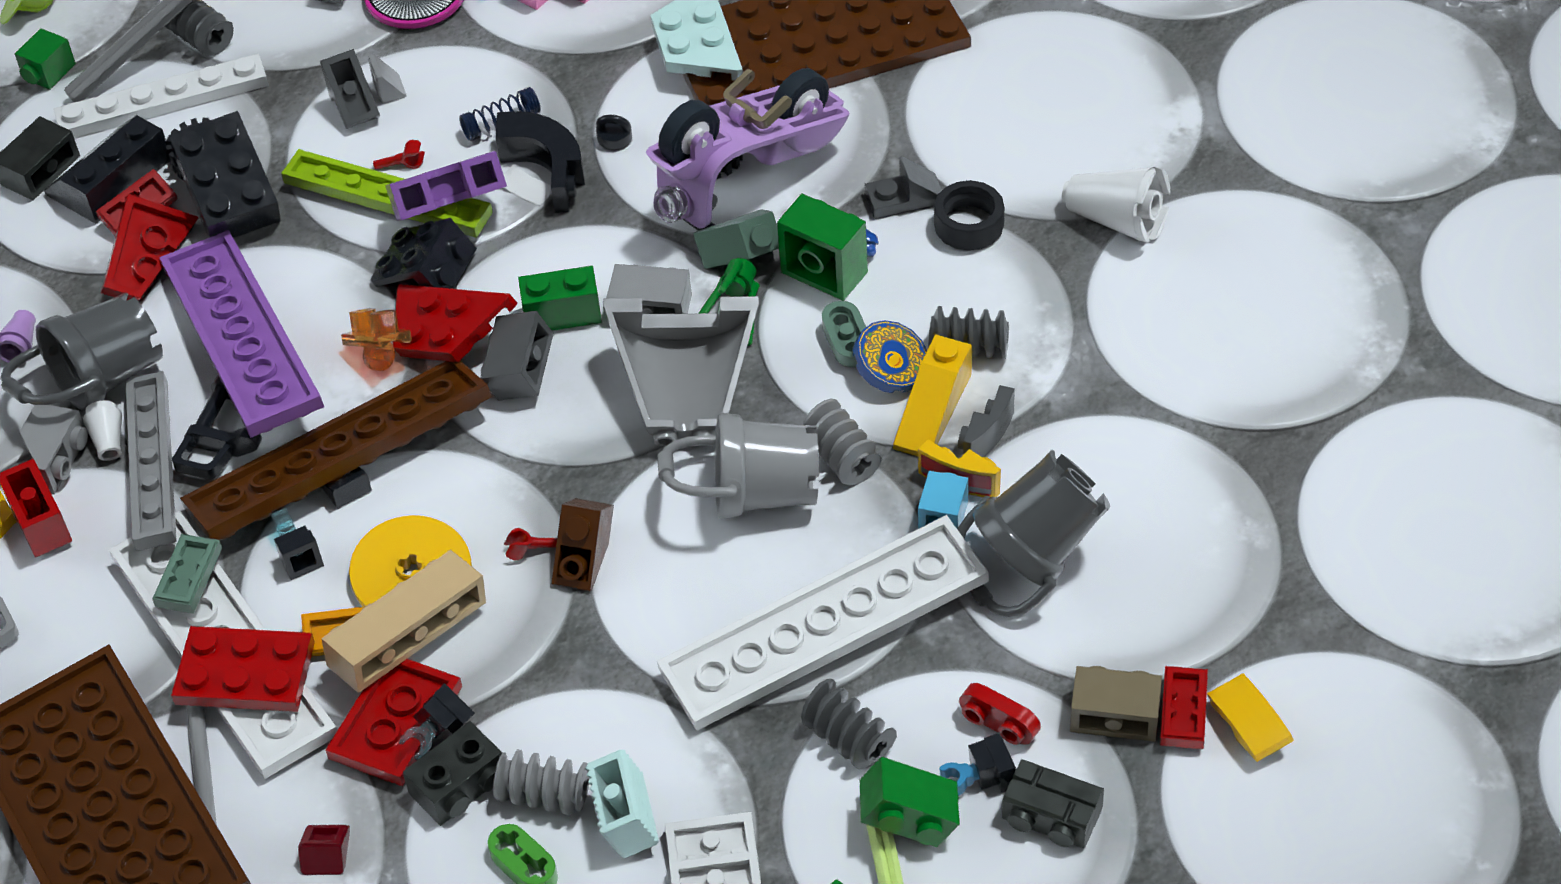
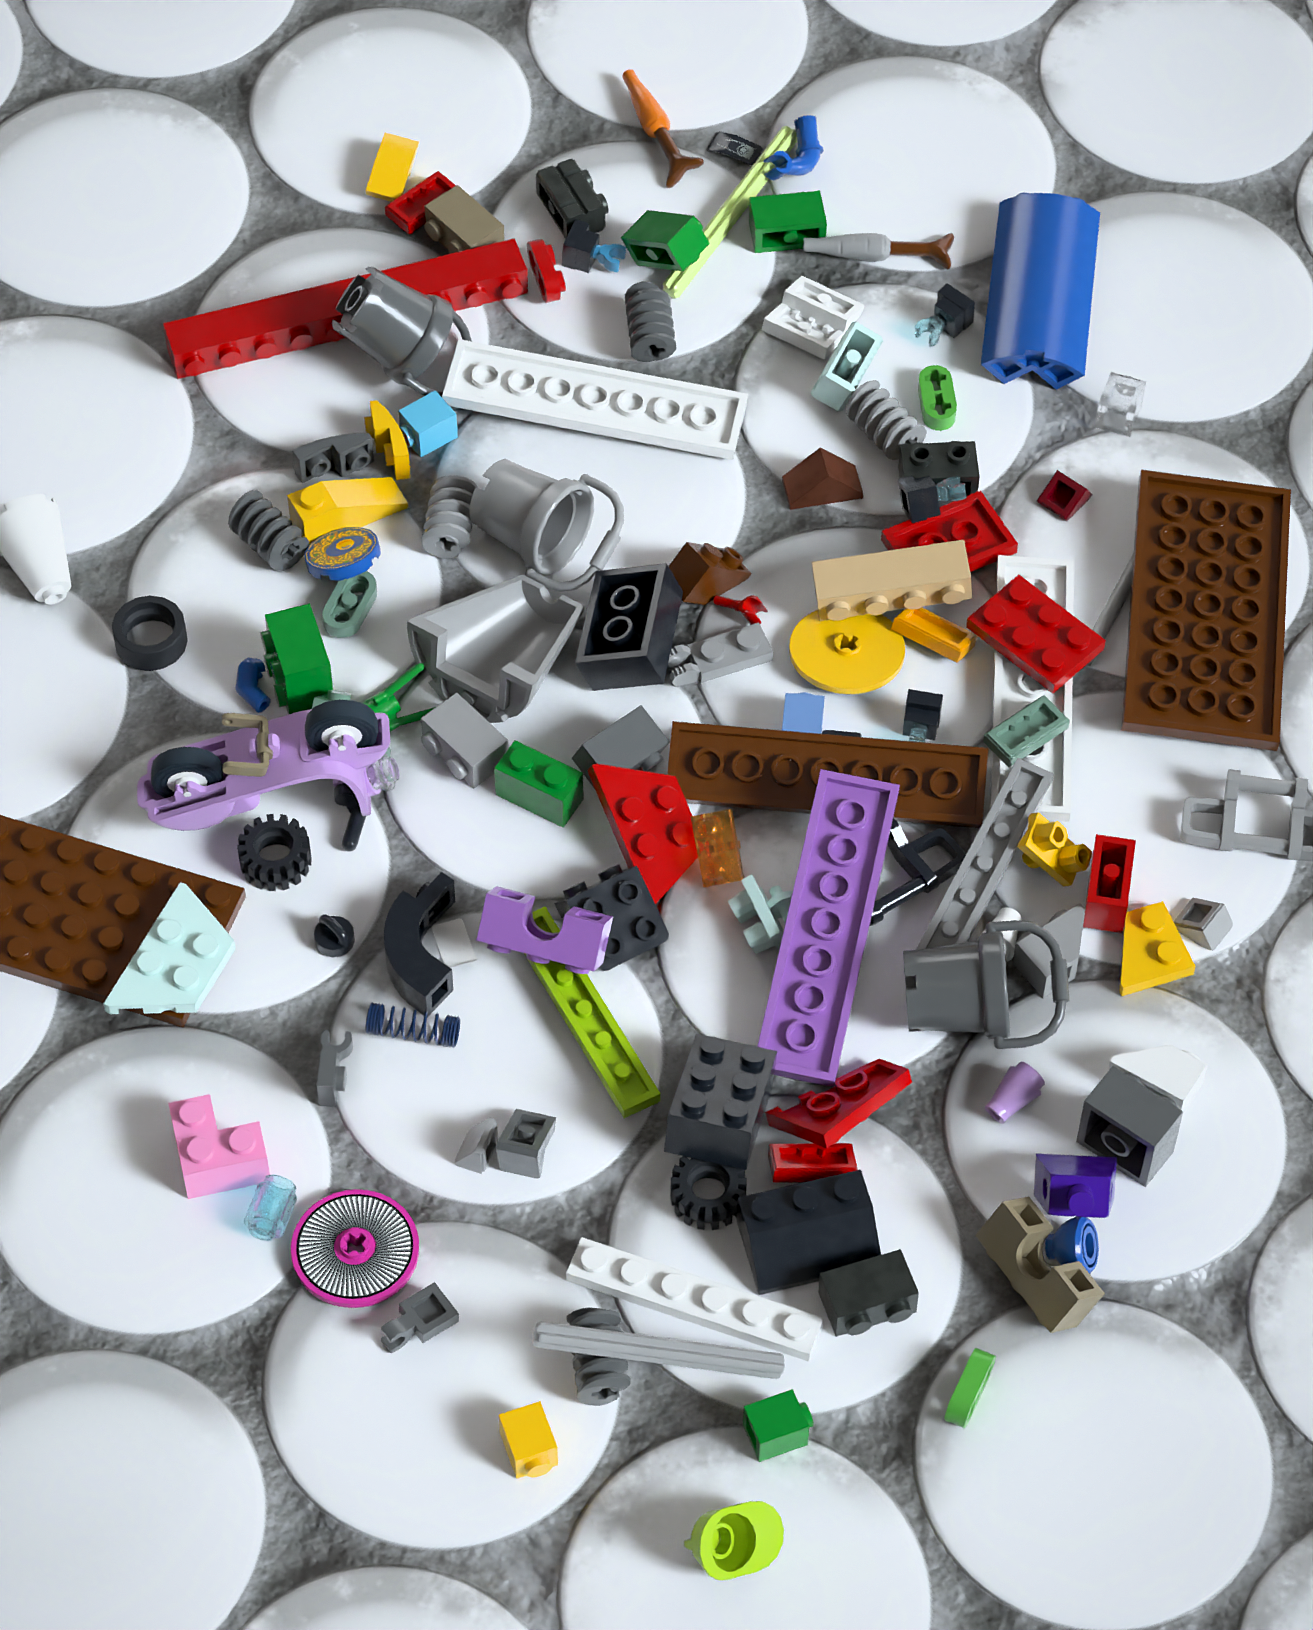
camera: 145 degrees left, 5 degrees up
(105, 503) = (1049, 848): none -> yellow hips
(307, 328) = (753, 902): none -> light aqua hips
(393, 477) = (803, 712): none -> medium blue brick
(410, 157) = (527, 1041): red hand -> none
(515, 496) = (719, 655): none -> light grey hinge
(525, 51) = (330, 1074): none -> dark grey plate
(554, 700) = (821, 481): none -> copper slope
(593, 436) = (629, 627): none -> black brick
(910, 191) = (169, 699): dark grey slope -> none
(1122, 558) = (306, 315): none -> red brick

